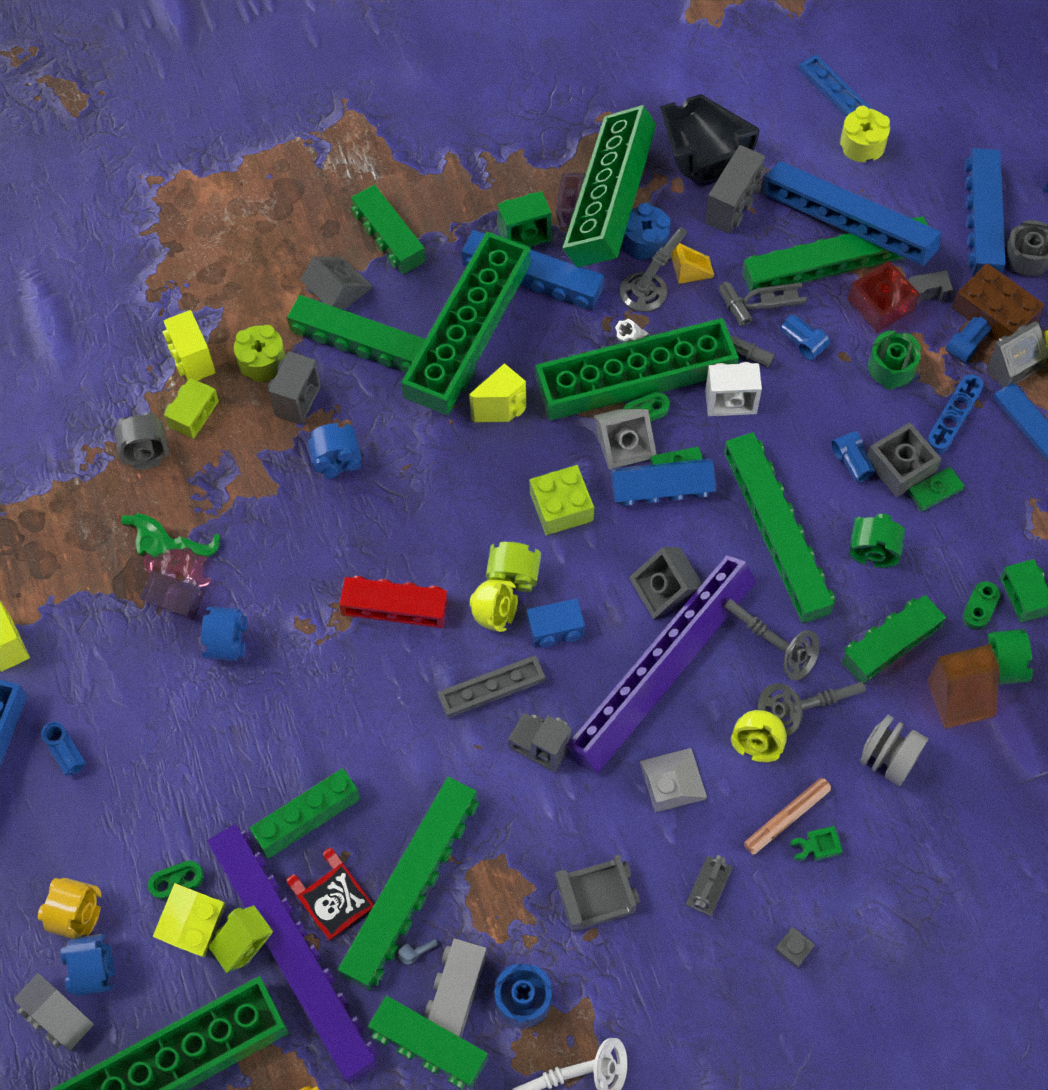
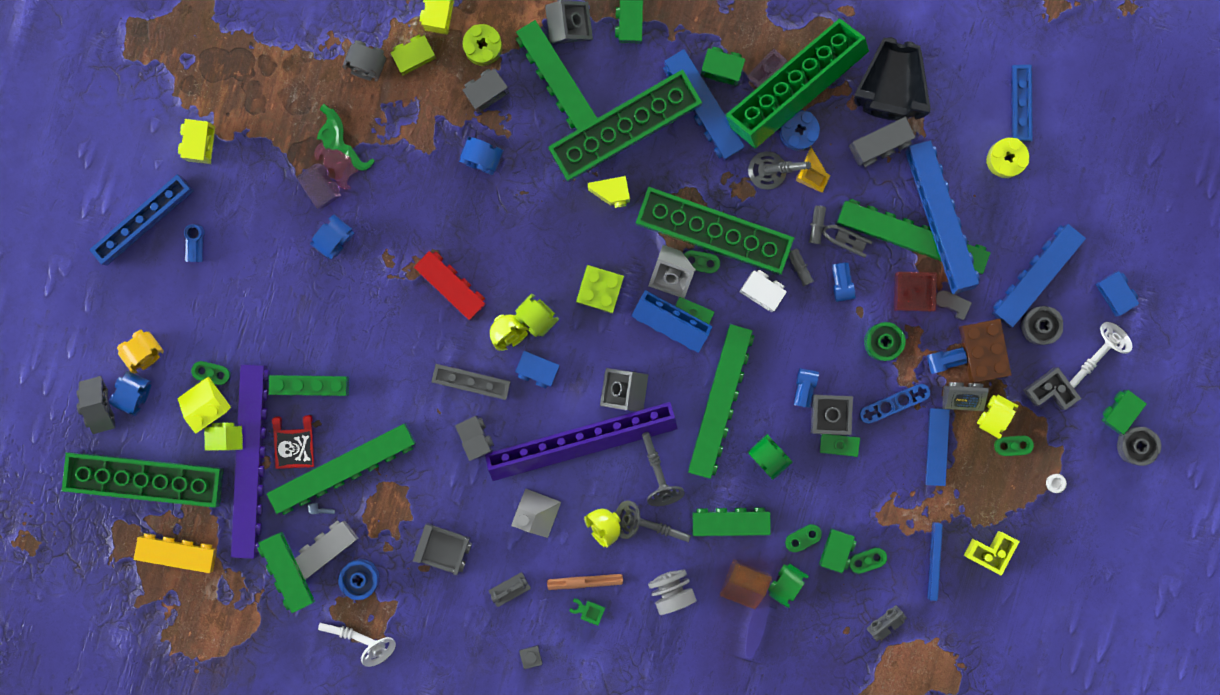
camera: 30 degrees right, 25 degrees up
(629, 331) = (729, 203): white piece -> none

